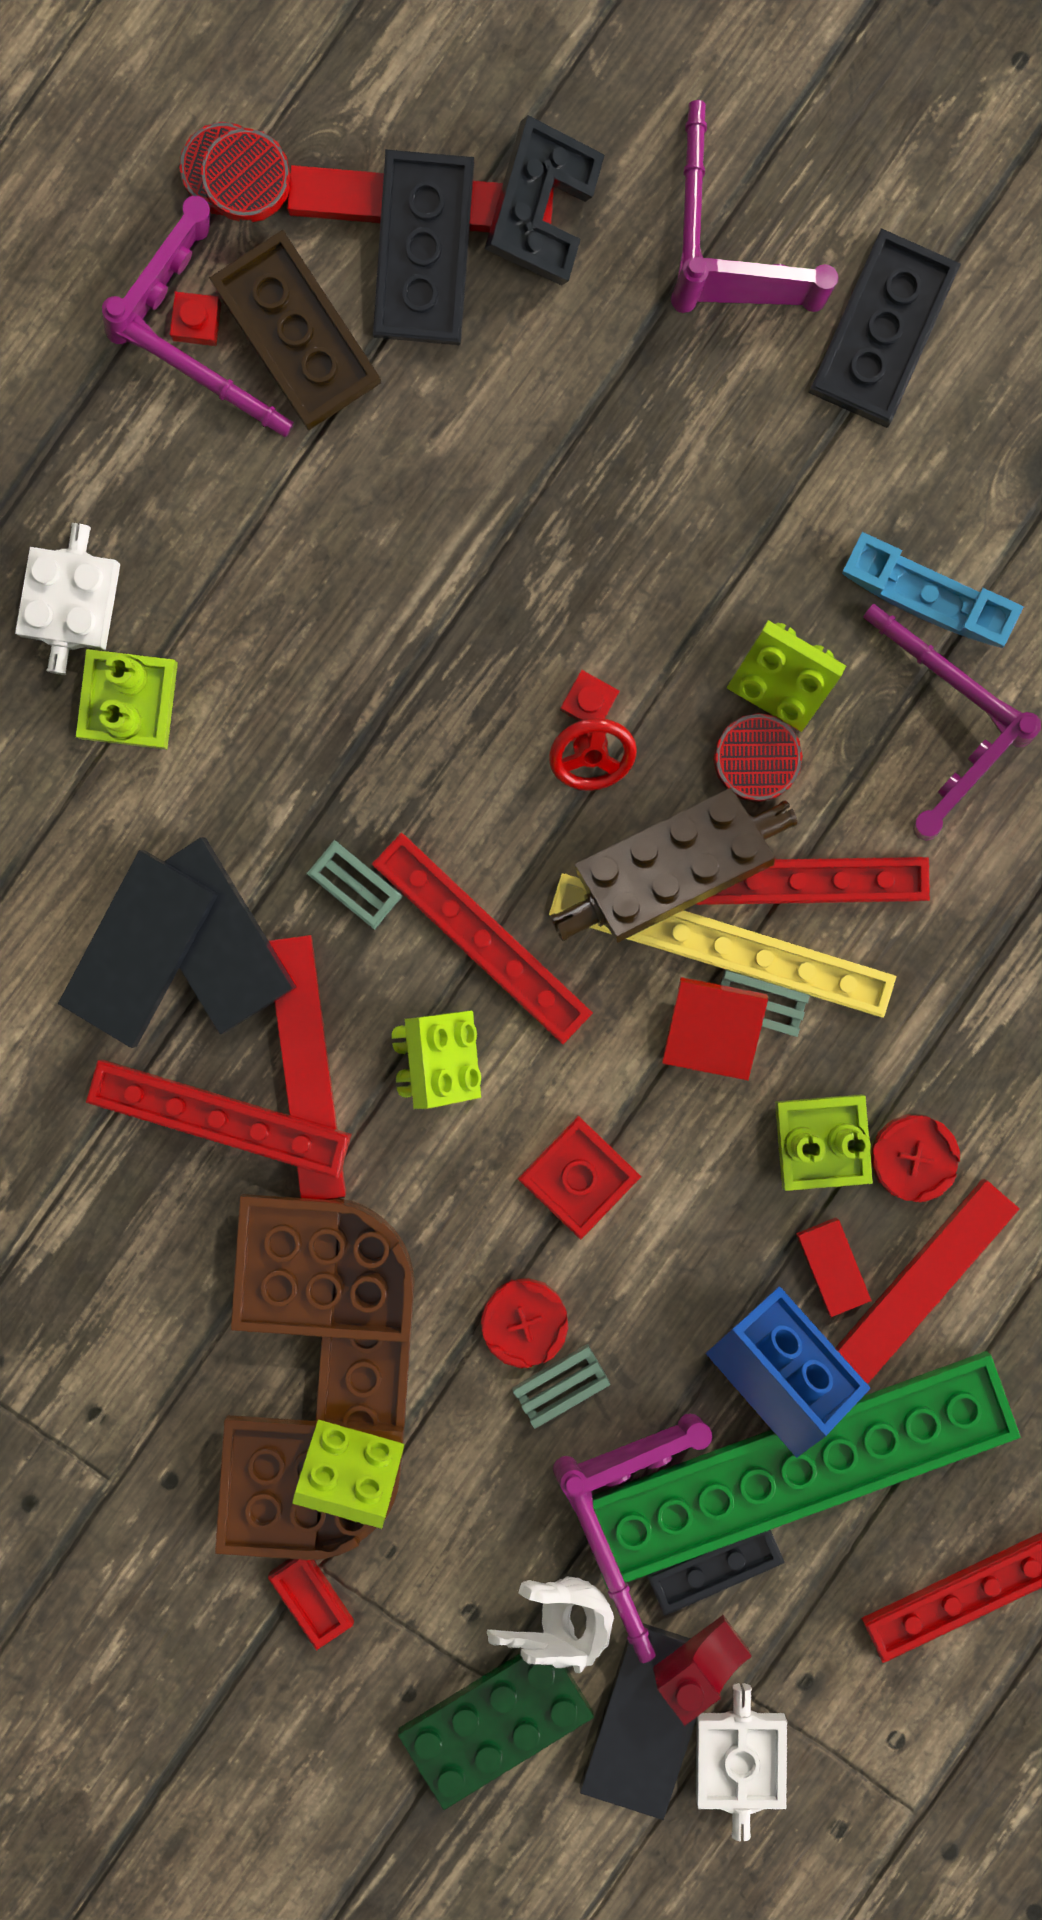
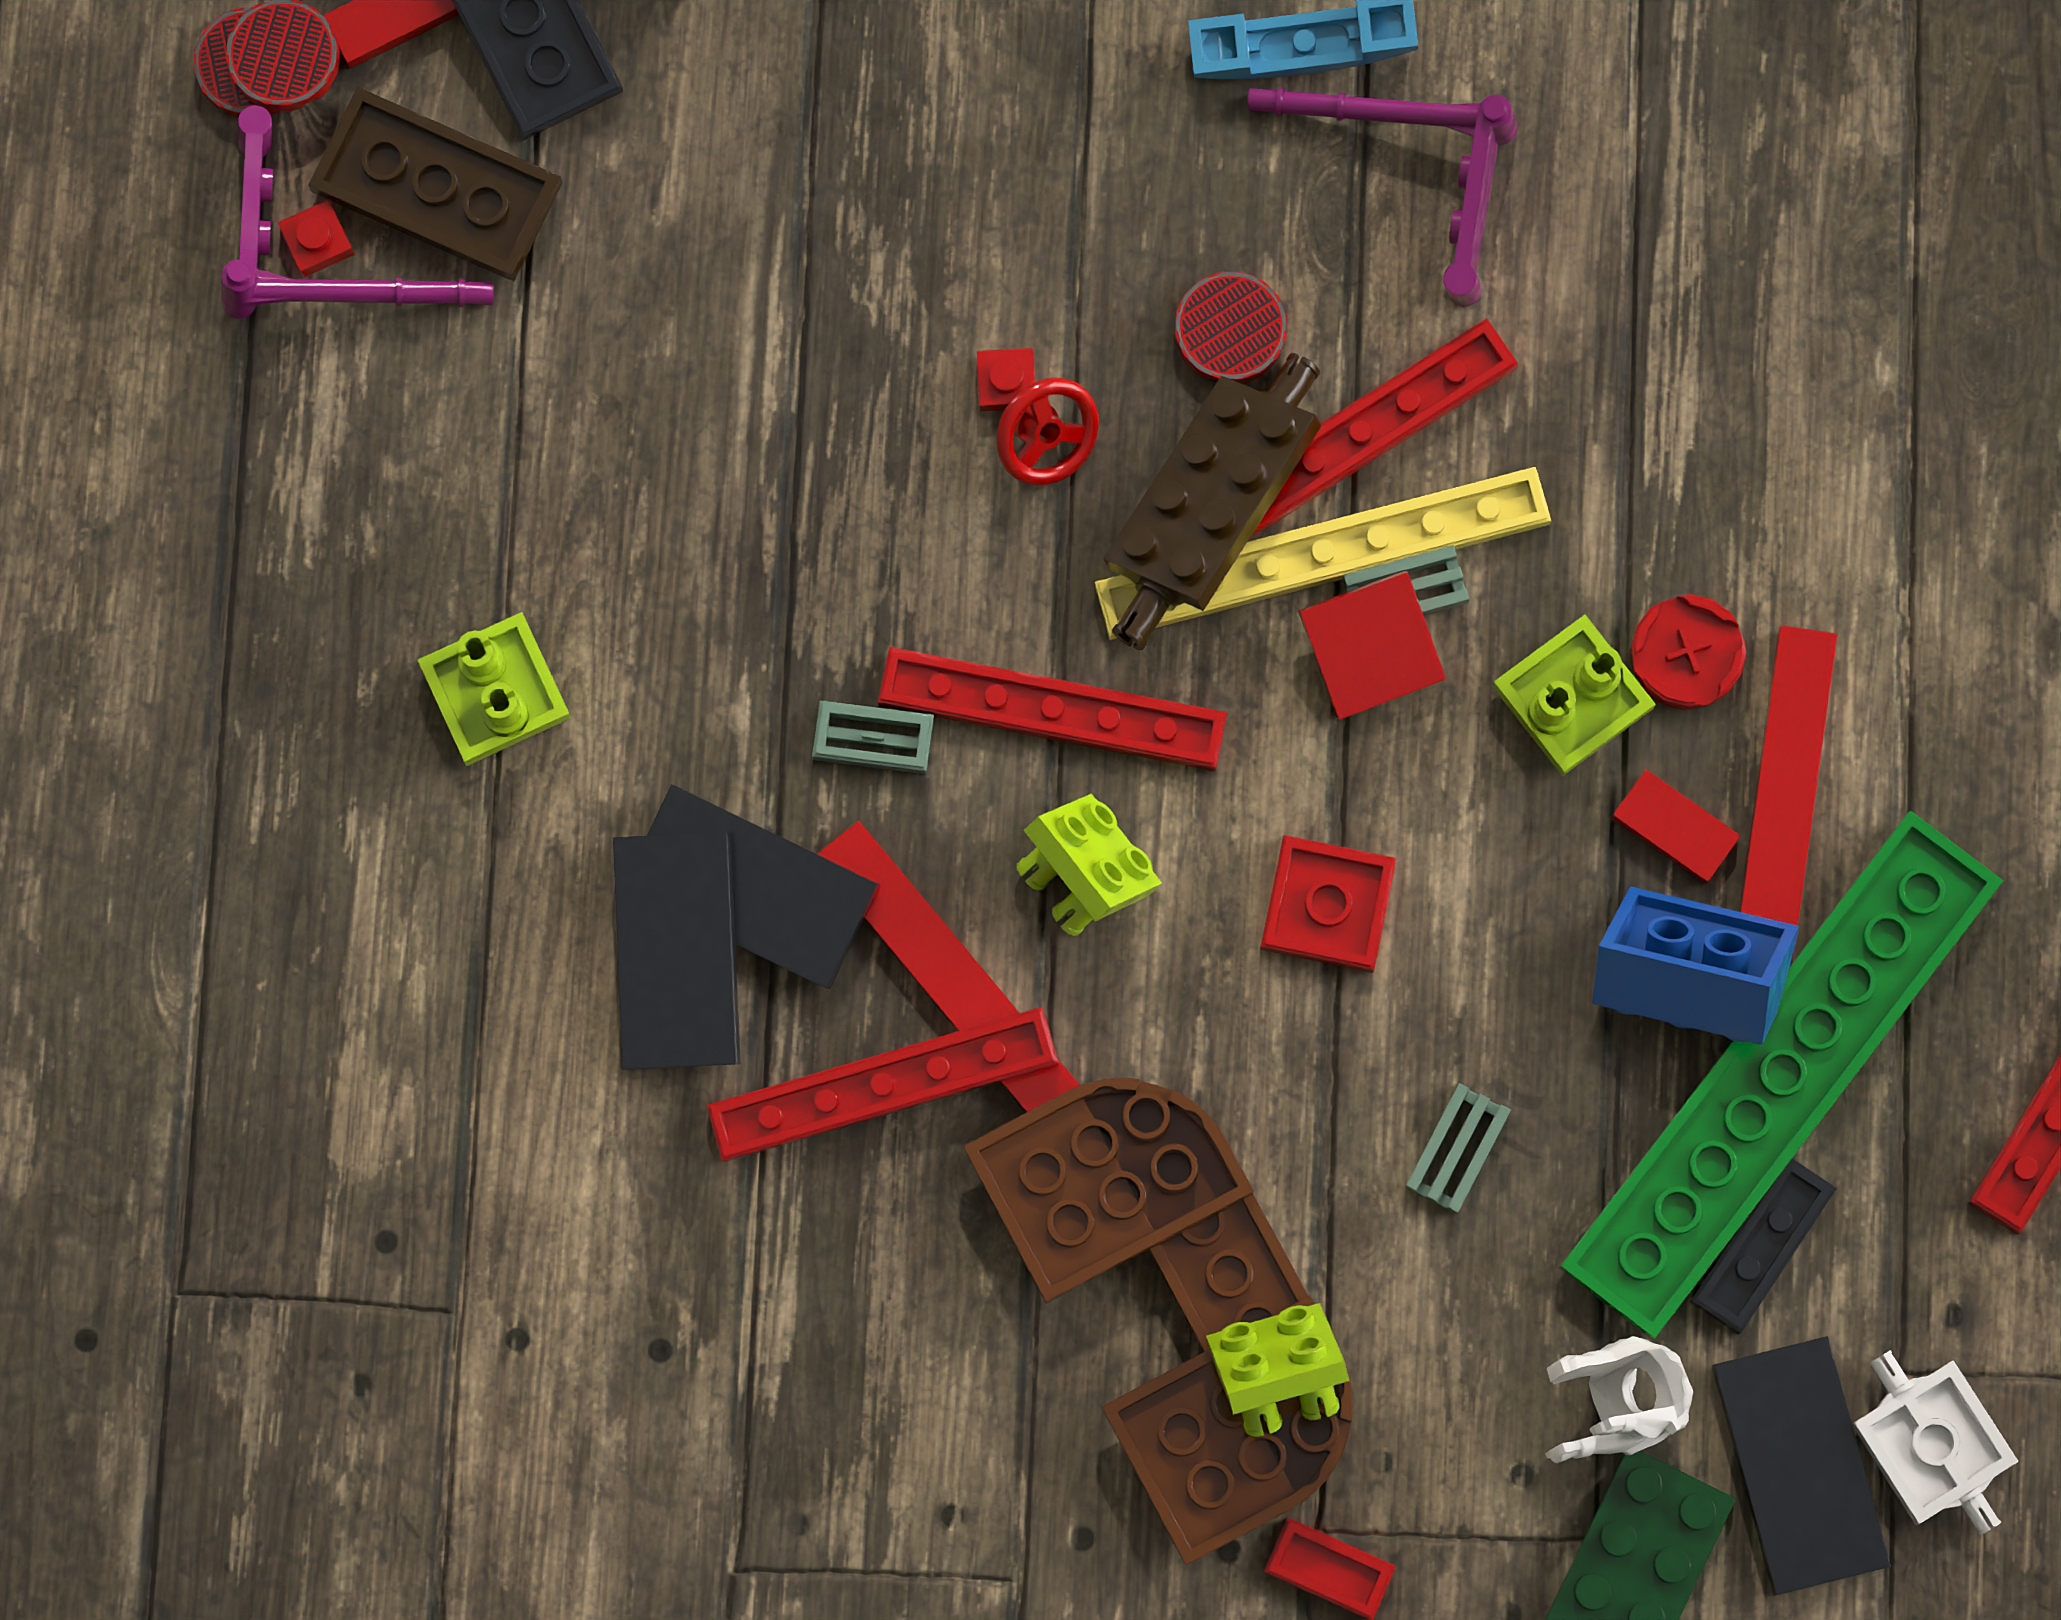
camera: 30 degrees left, 10 degrees down
(68, 598) = (360, 621): white plate -> none
(524, 1323) = (1371, 1104): red tile -> none
(610, 1470) = (1538, 1234): magenta piece -> none
(700, 1668) = (1815, 1354): dark red arch -> none
(786, 675) = (1203, 220): lime plate -> none

